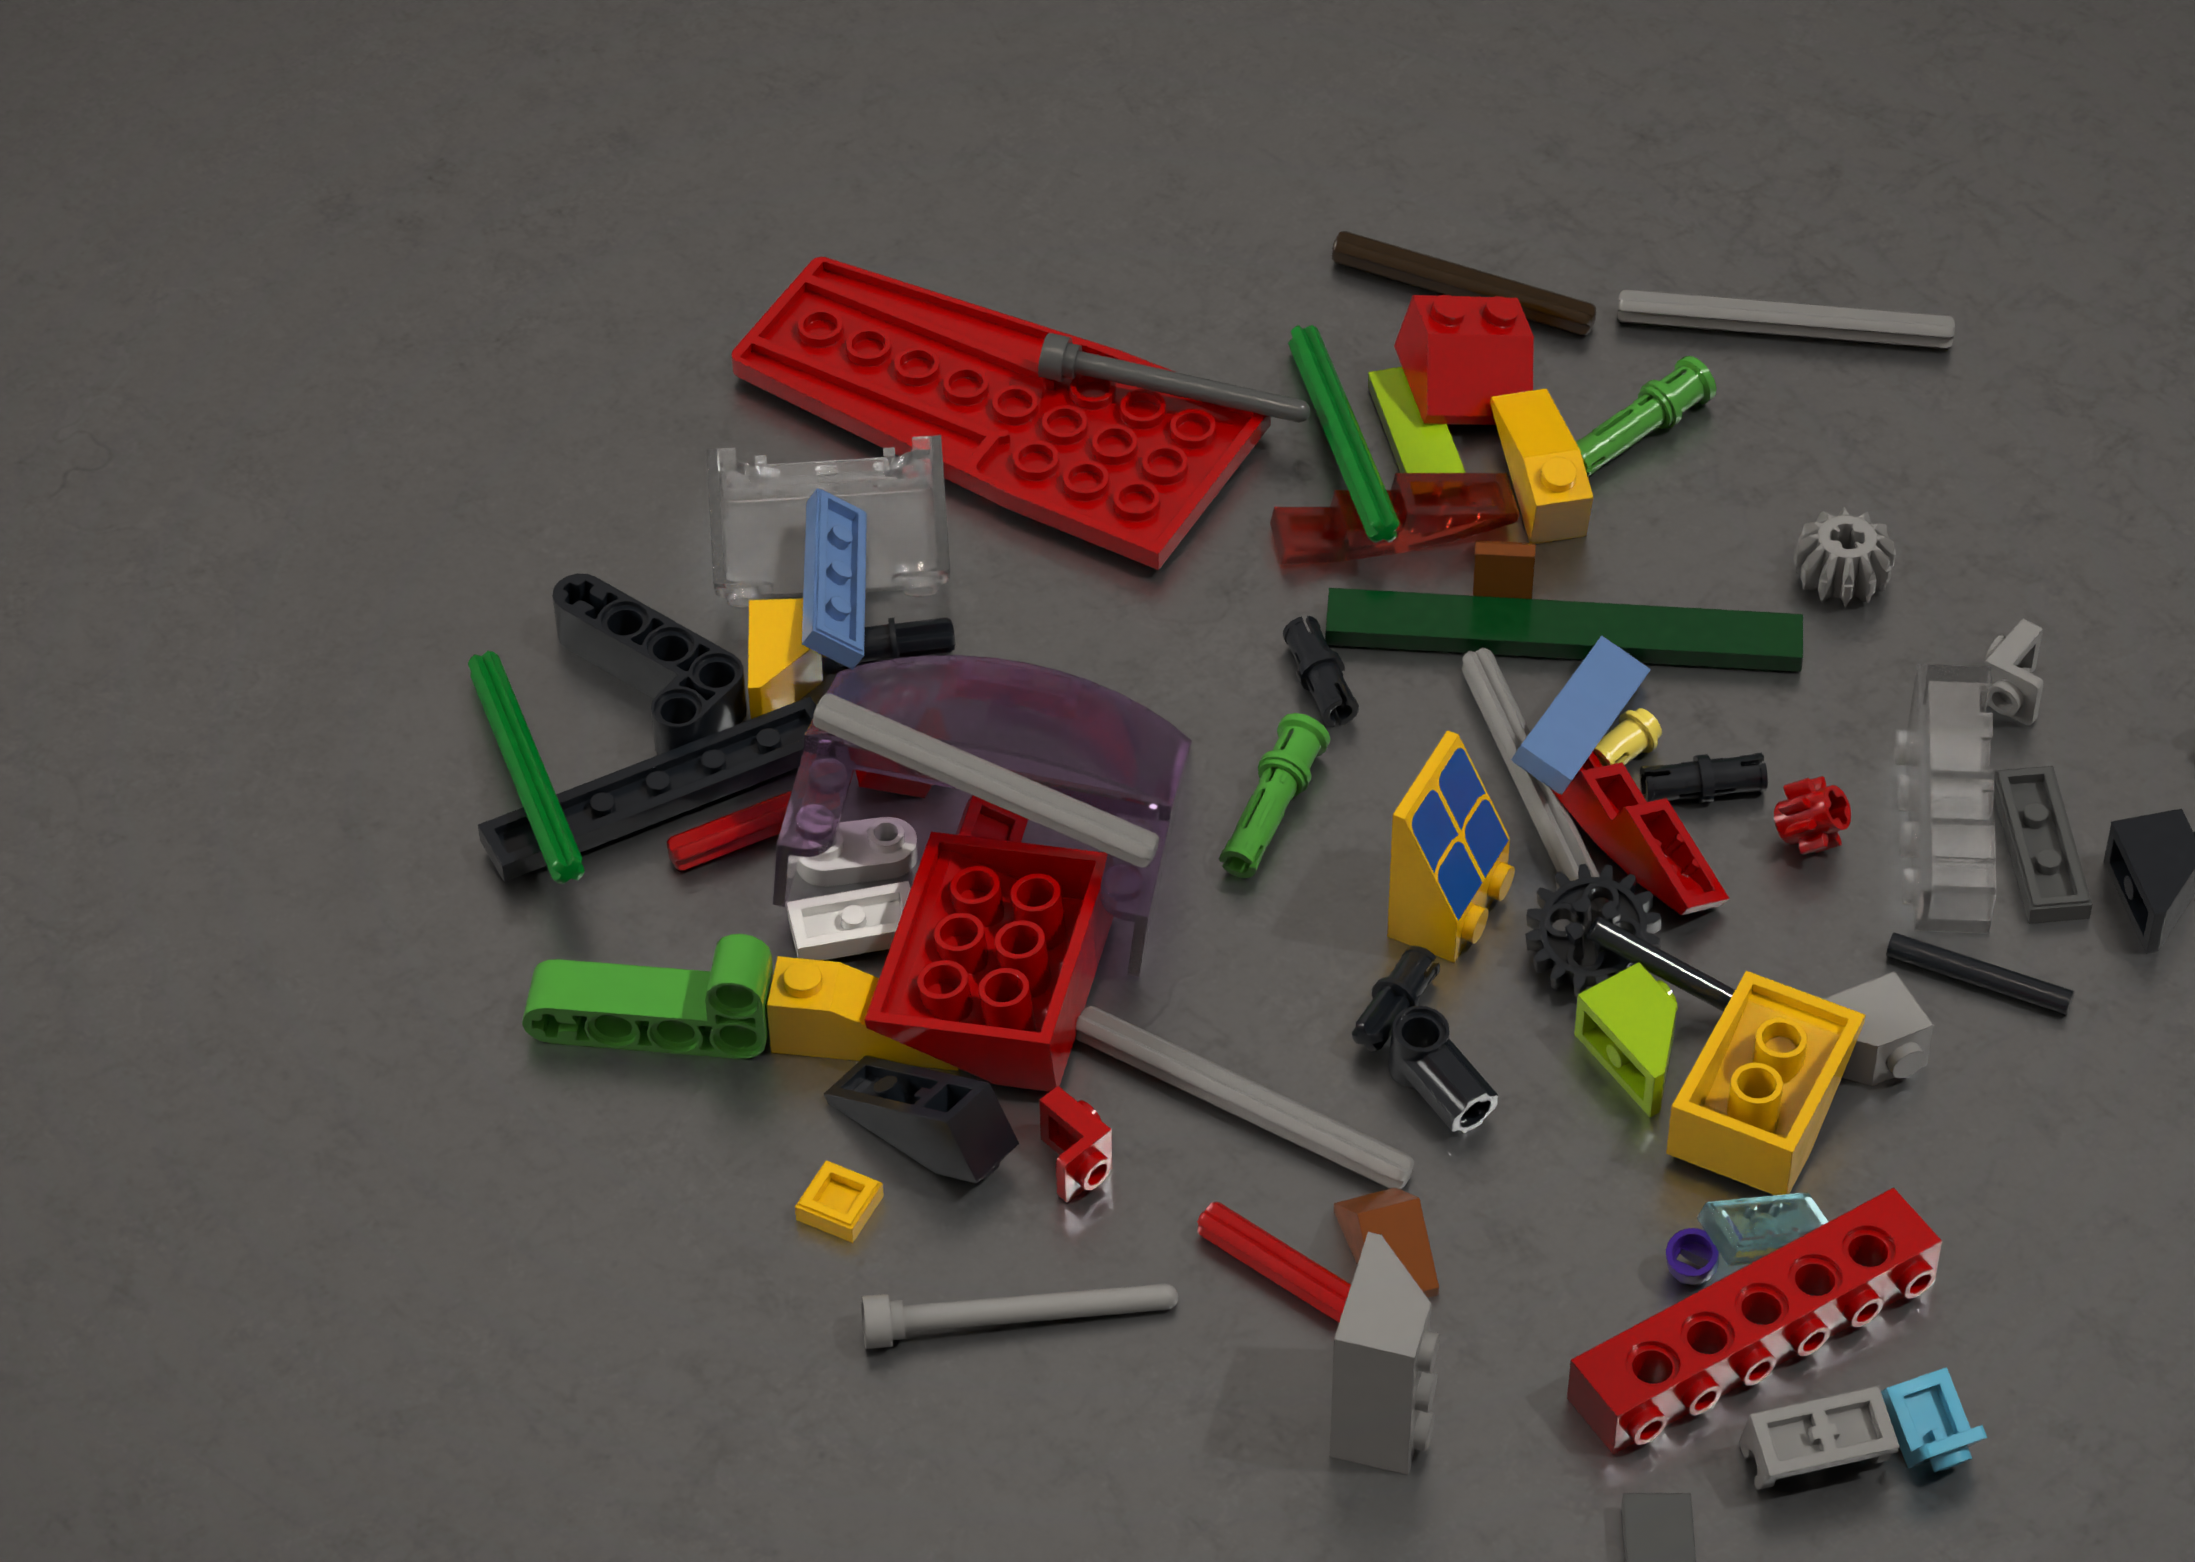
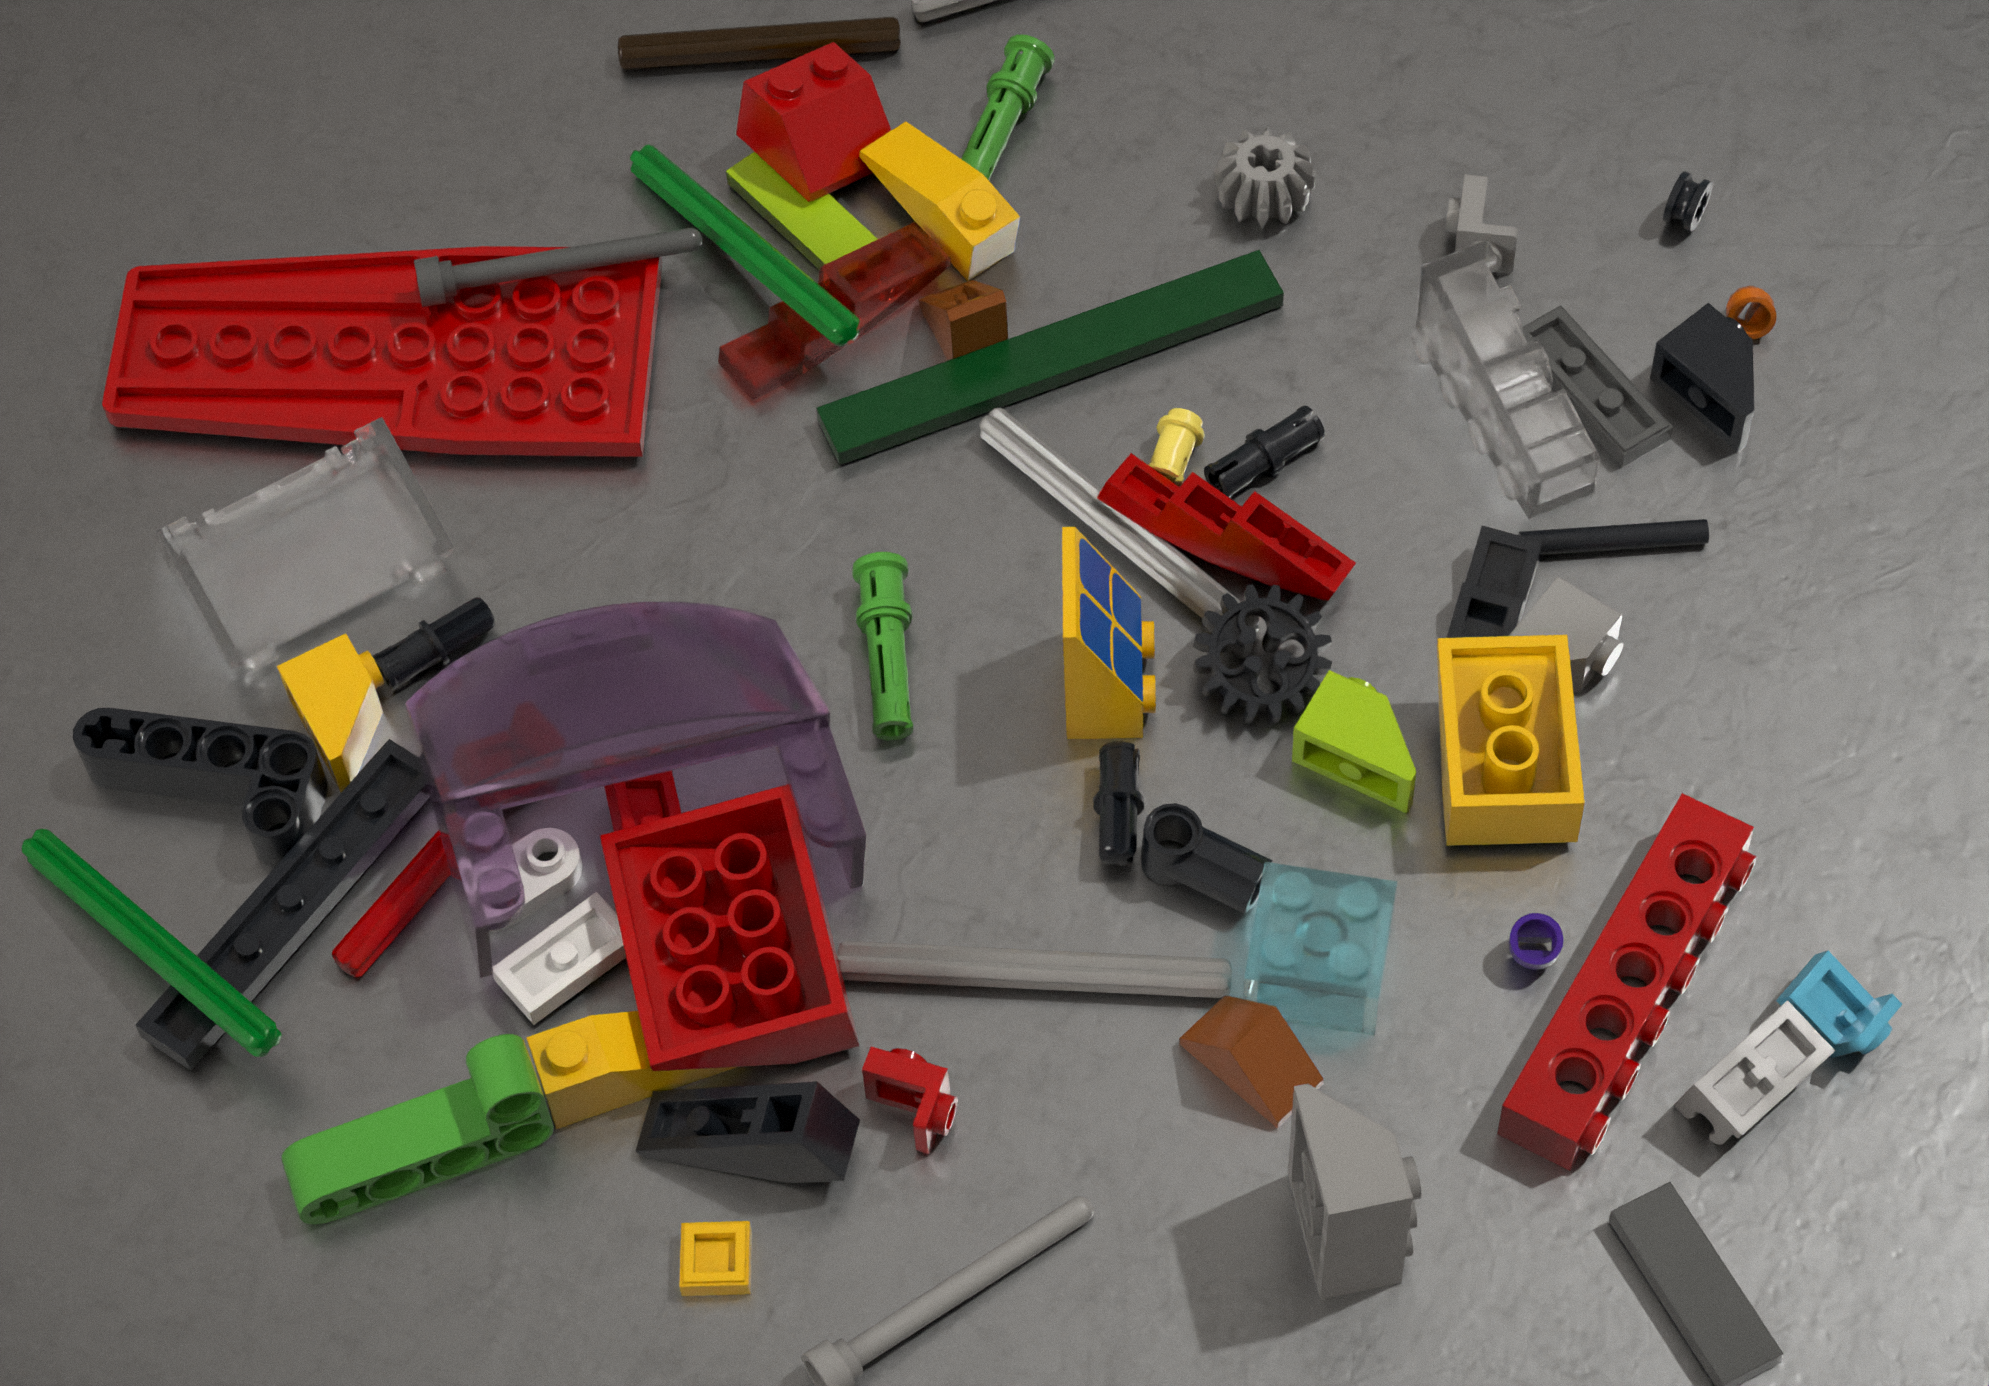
camera: 25 degrees left, 10 degrees up
(834, 578) = (348, 607): medium blue tile -> none
(986, 780) = (644, 770): light grey axle -> none
(1274, 1259) = (1169, 1124): red axle -> none
(1320, 671) = (855, 496): black pin -> none
(1496, 1179) = (1320, 946): none -> clear light blue brick
(1580, 715) = (1131, 442): medium blue tile -> none
(1660, 963) = (1353, 661): black bar -> none
(1758, 1225) = (1585, 882): clear light blue plate -> none
(1812, 815) = (1387, 448): red gear -> none
(1851, 957) = (1496, 585): none -> black slope

